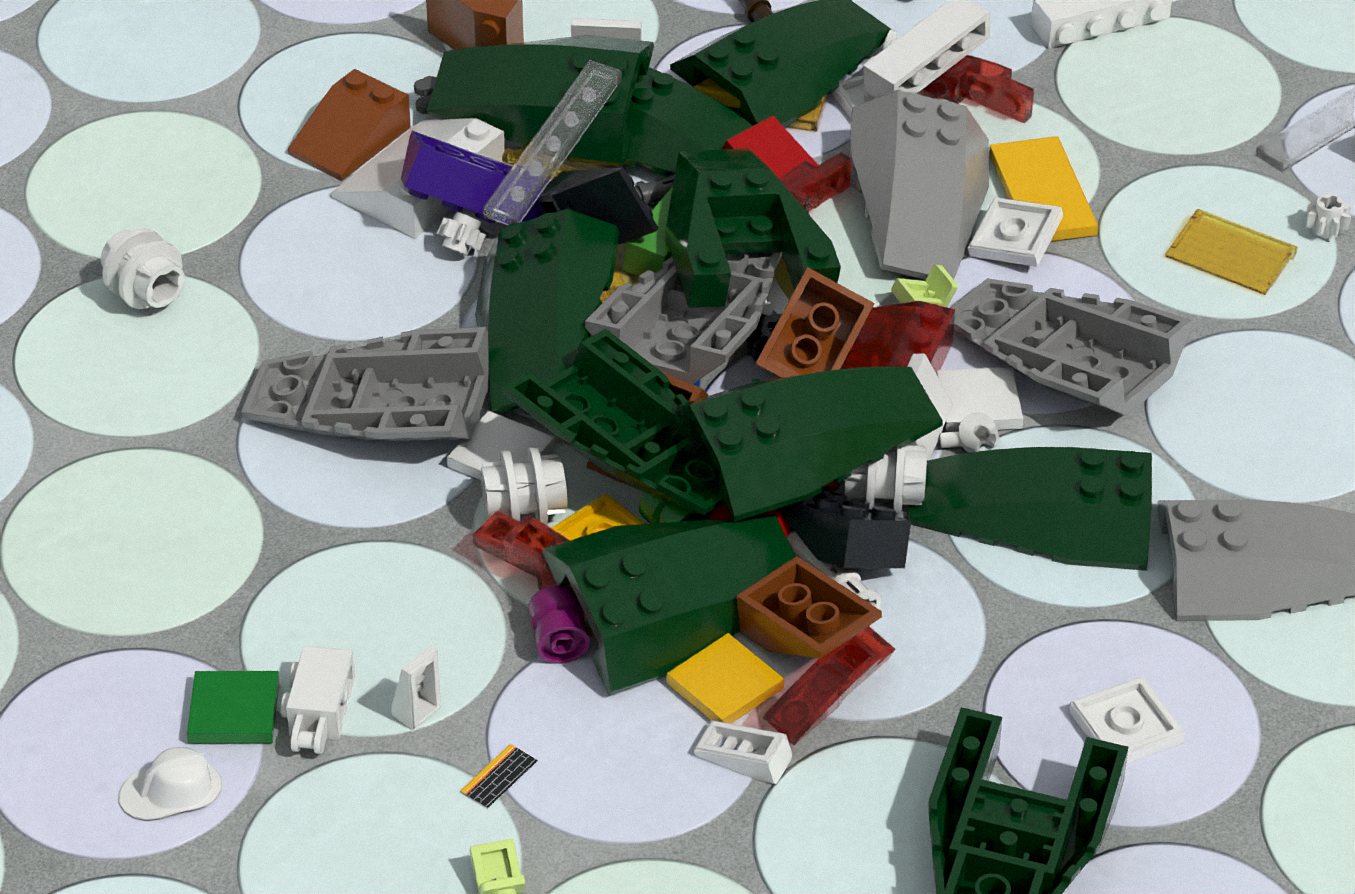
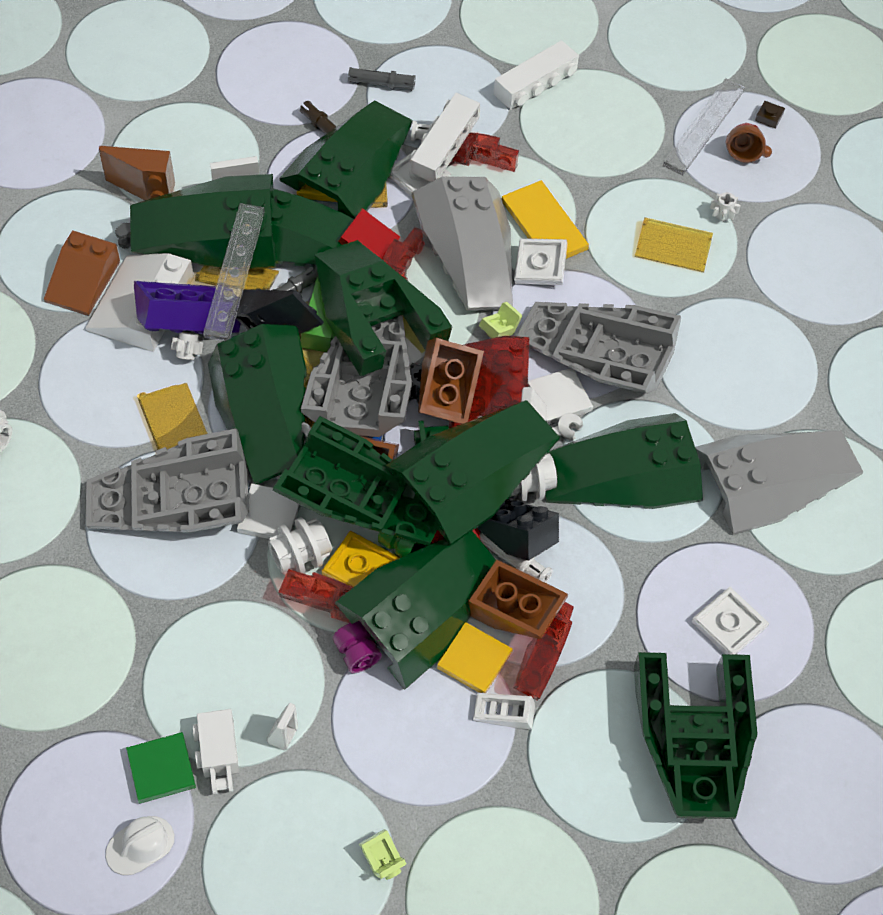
camera: 20 degrees left, 15 degrees up
(408, 307) = (171, 415): none -> clear yellow piece
(499, 776) = (354, 772): black sticker -> none

